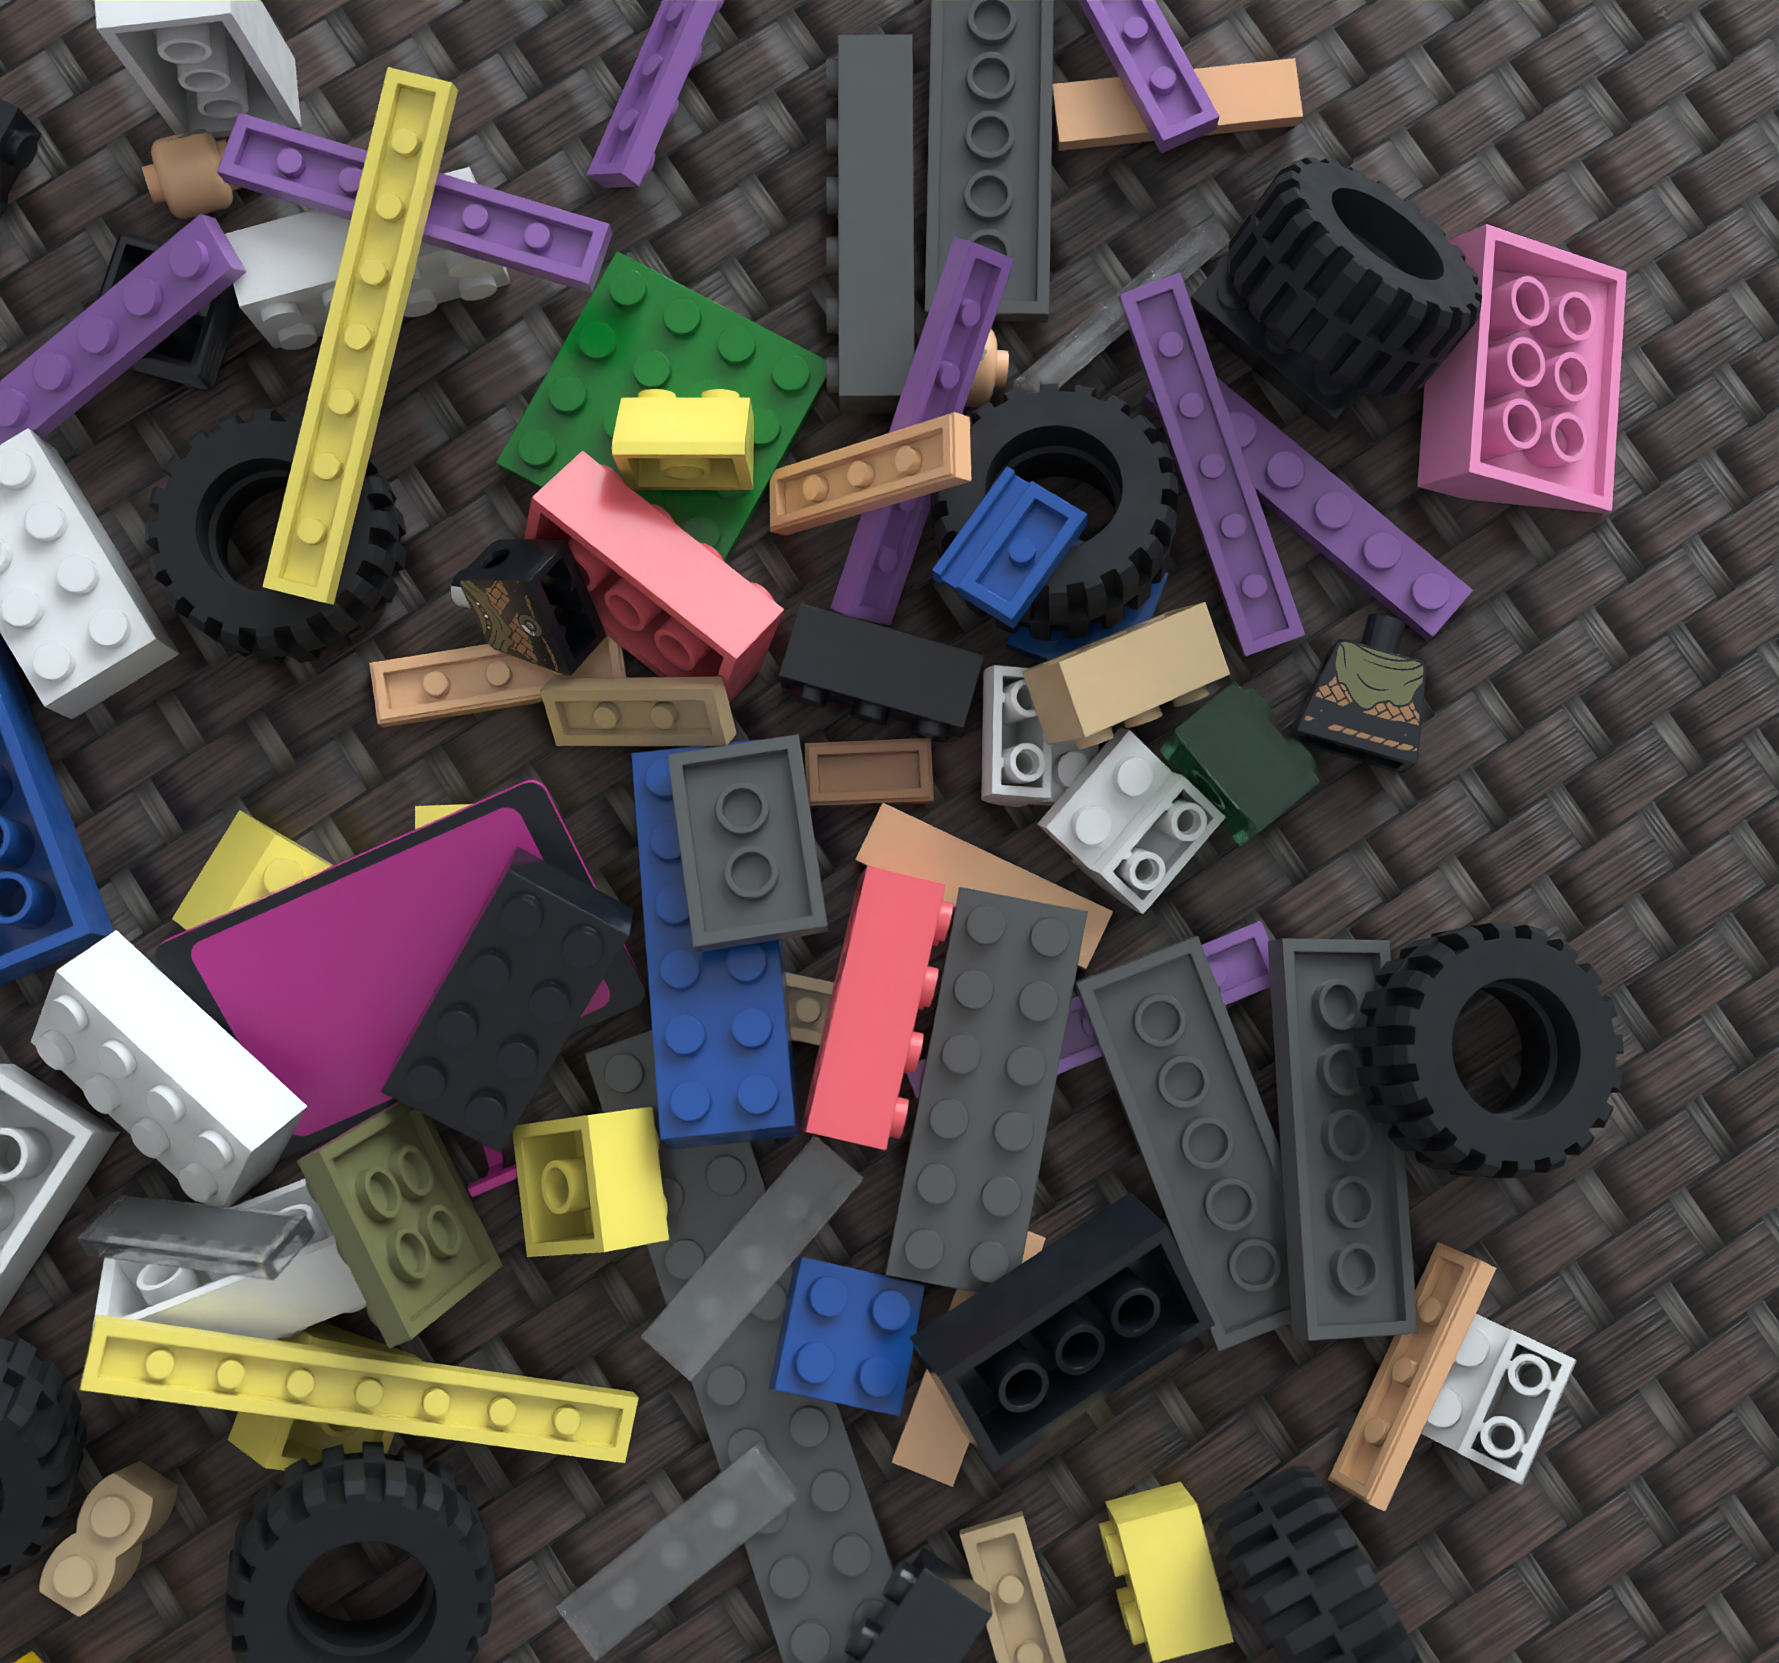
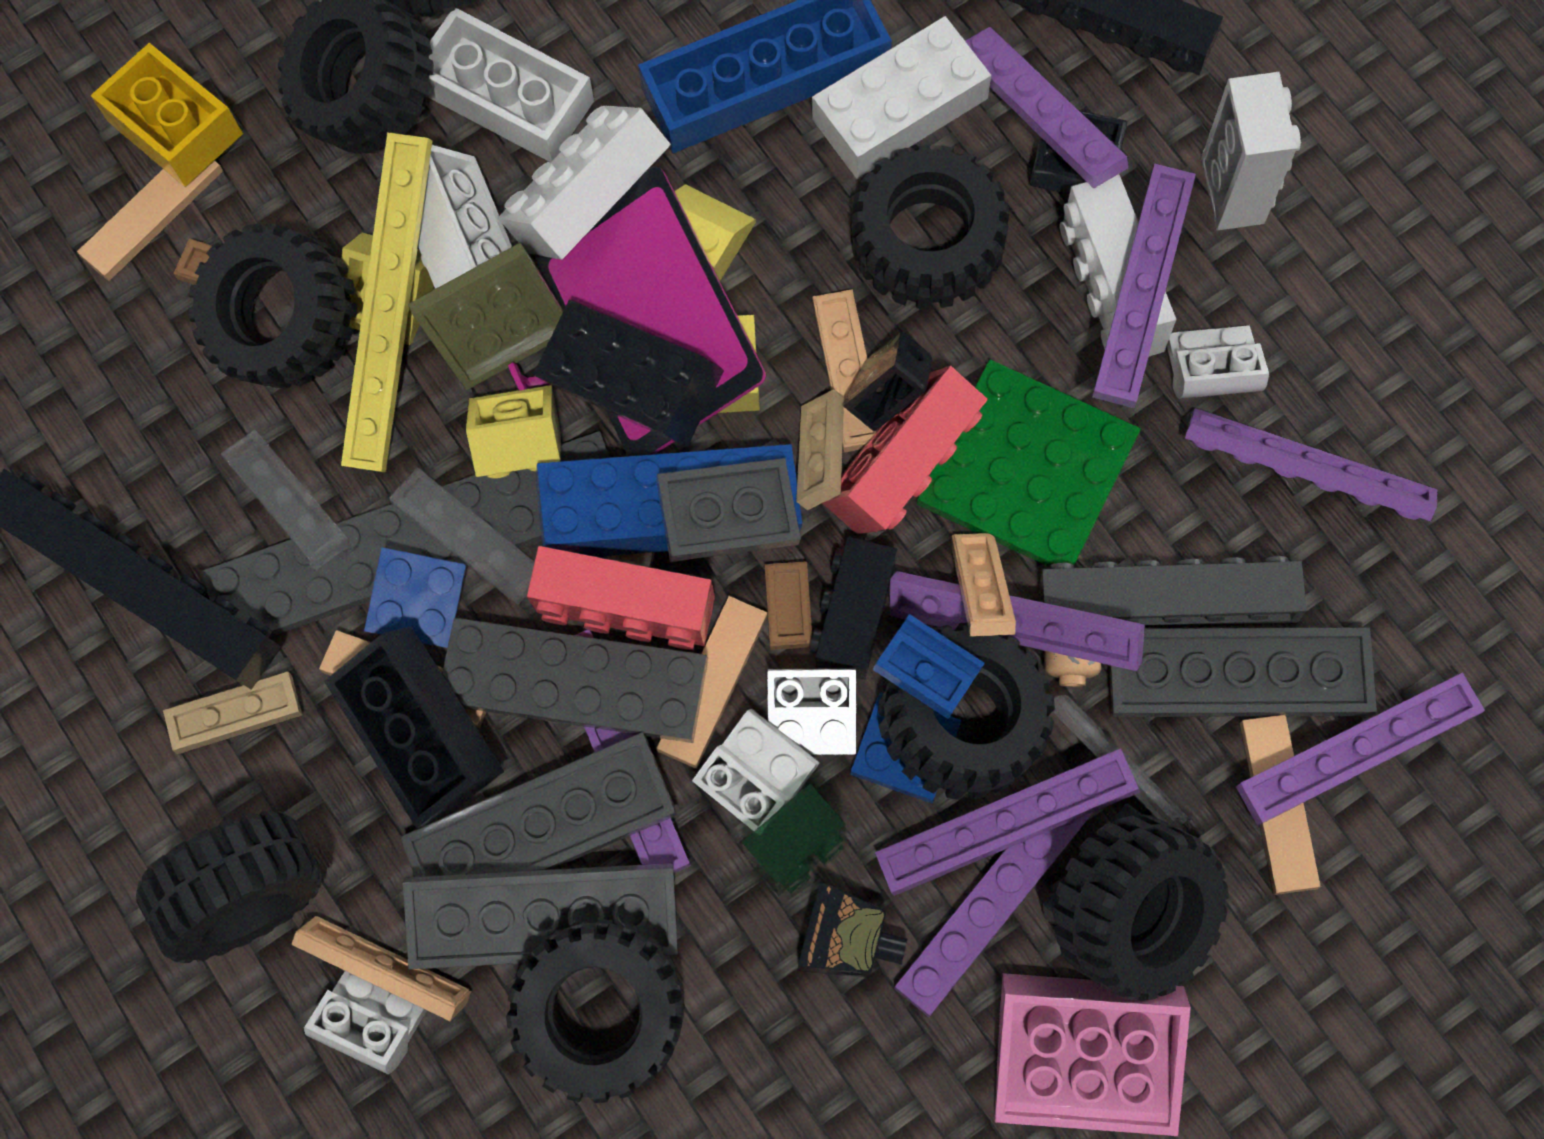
camera: 90 degrees right, 10 degrees down
(108, 1538) = (306, 170): tan brick -> none
(187, 174) = (1173, 152): light nougat head -> none
(197, 1236) = (482, 202): clear tile -> none
(360, 335) = (1050, 254): light yellow plate -> none
(523, 129) = (1216, 362): none -> white brick
(685, 441) = (1003, 468): light yellow slope -> none
(1127, 676) = (852, 762): tan brick -> none
(1168, 1571) = (270, 783): light yellow brick -> none

